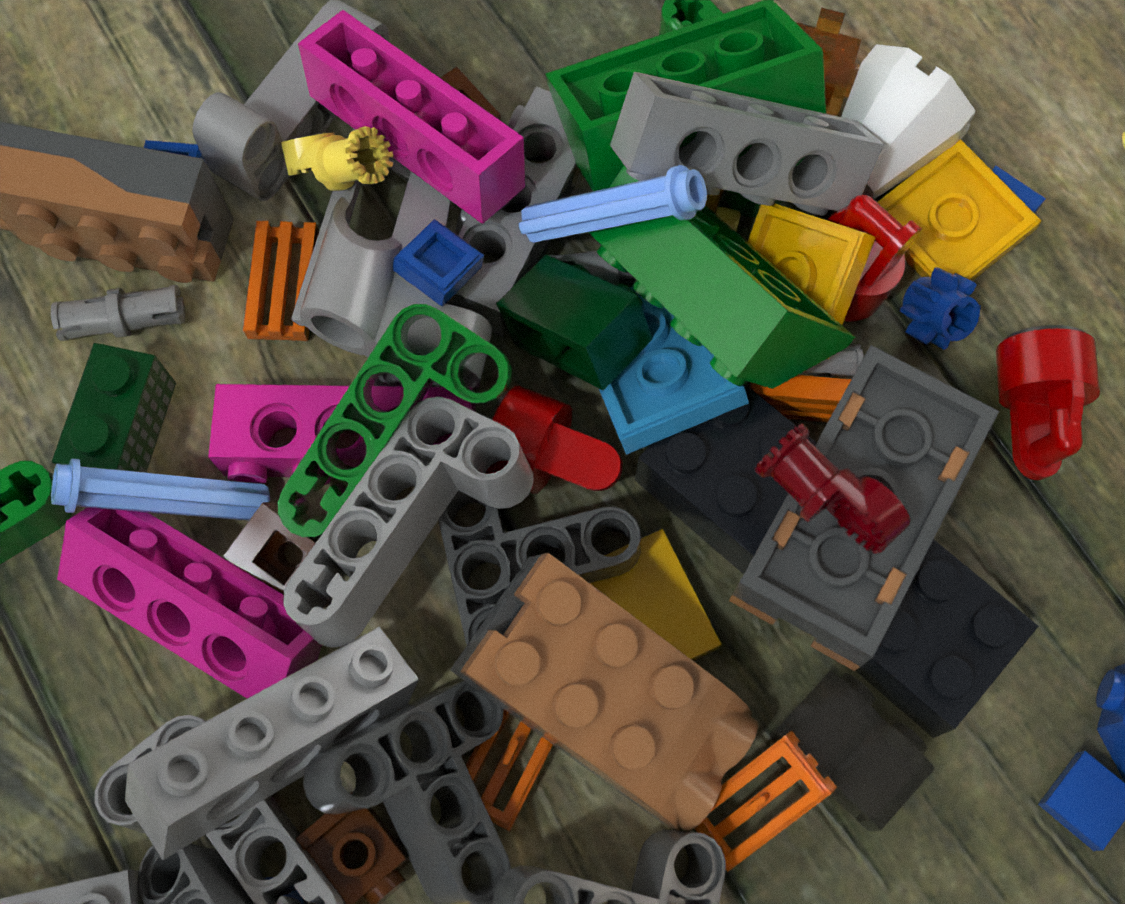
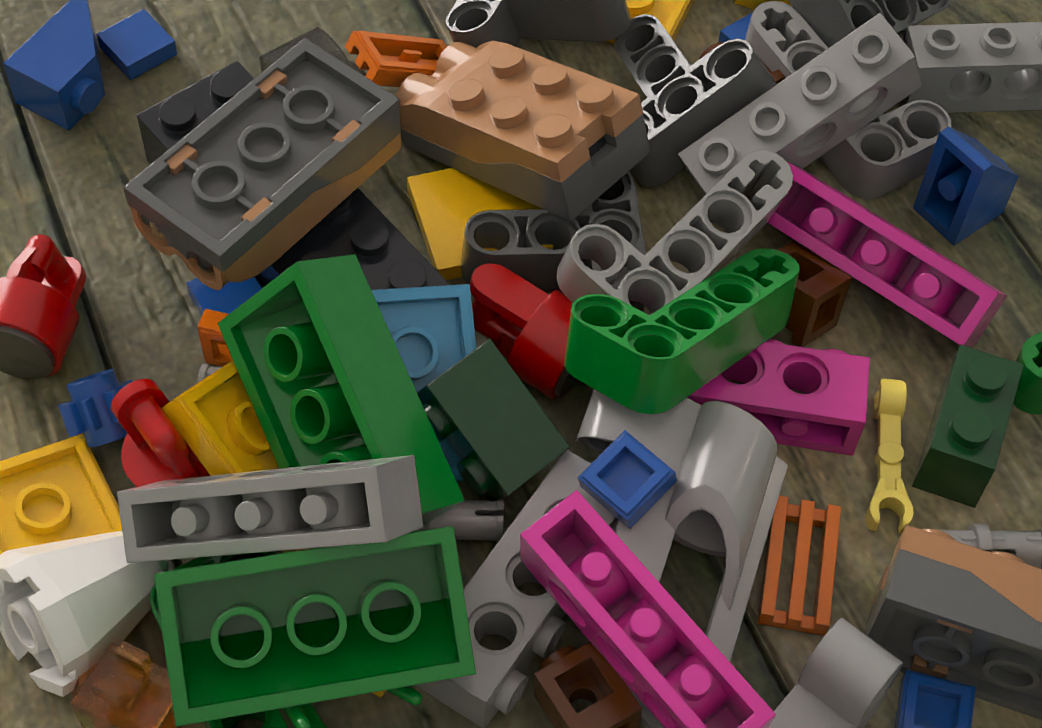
camera: 175 degrees left, 15 degrees down
(81, 722) = (963, 186): none -> blue slope
(154, 492) = (924, 332): light blue axle -> none
(192, 444) = (890, 490): none -> light yellow piece
(340, 160) = (750, 627): light yellow connector -> none
(677, 194) = (392, 435): light blue axle -> none
(817, 484) = (305, 124): dark red connector -> none

